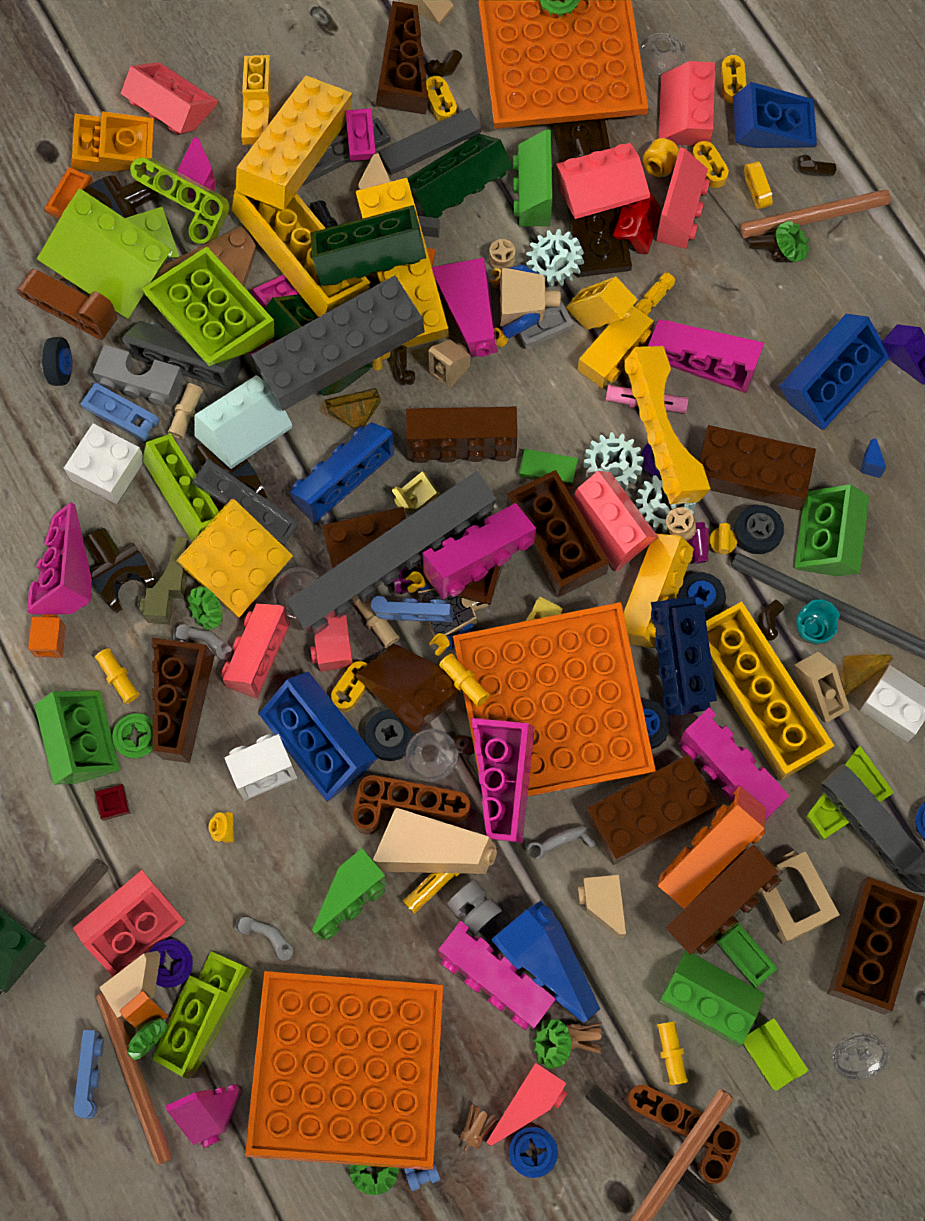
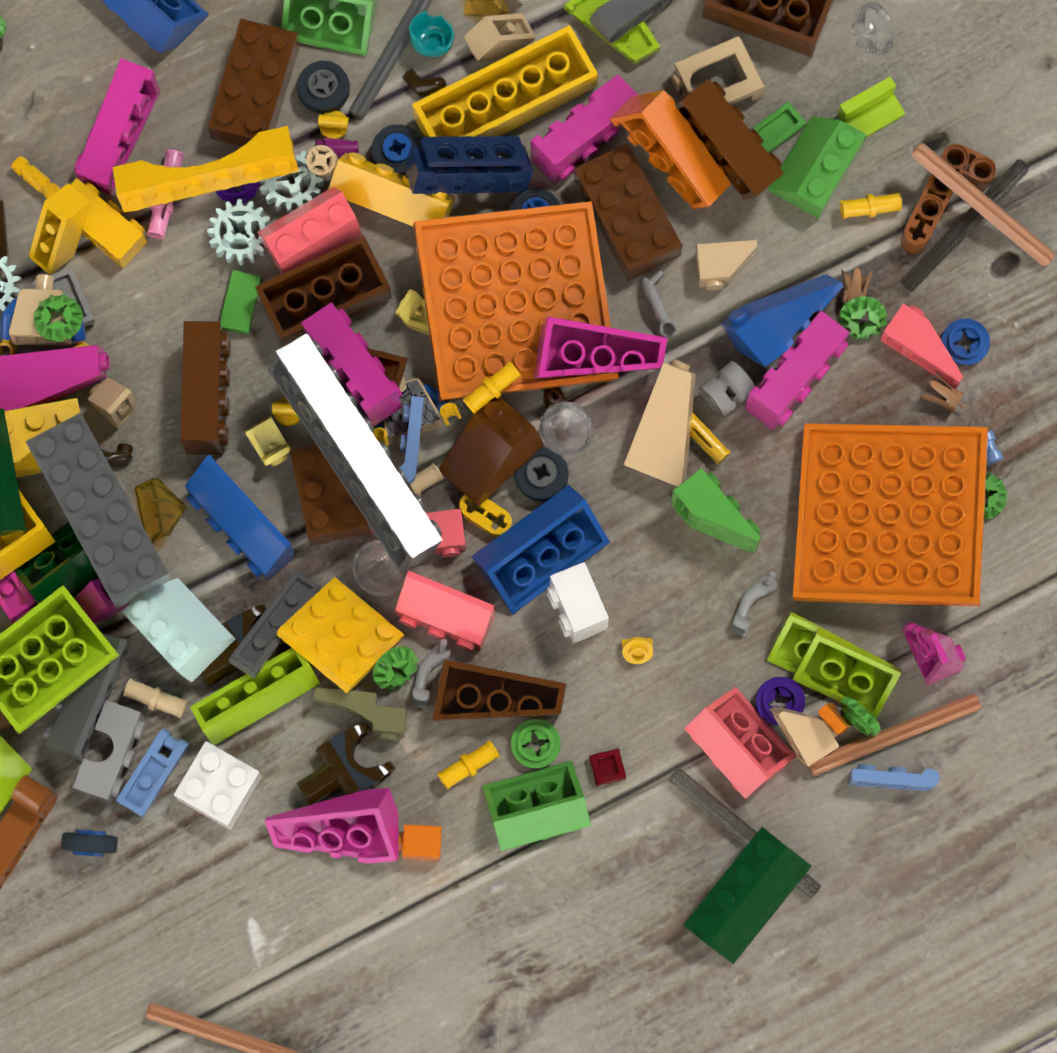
camera: 90 degrees left, 5 degrees up
(413, 804) = (616, 450): dark orange beam -> none
(518, 315) = (58, 330): none -> bright green gear

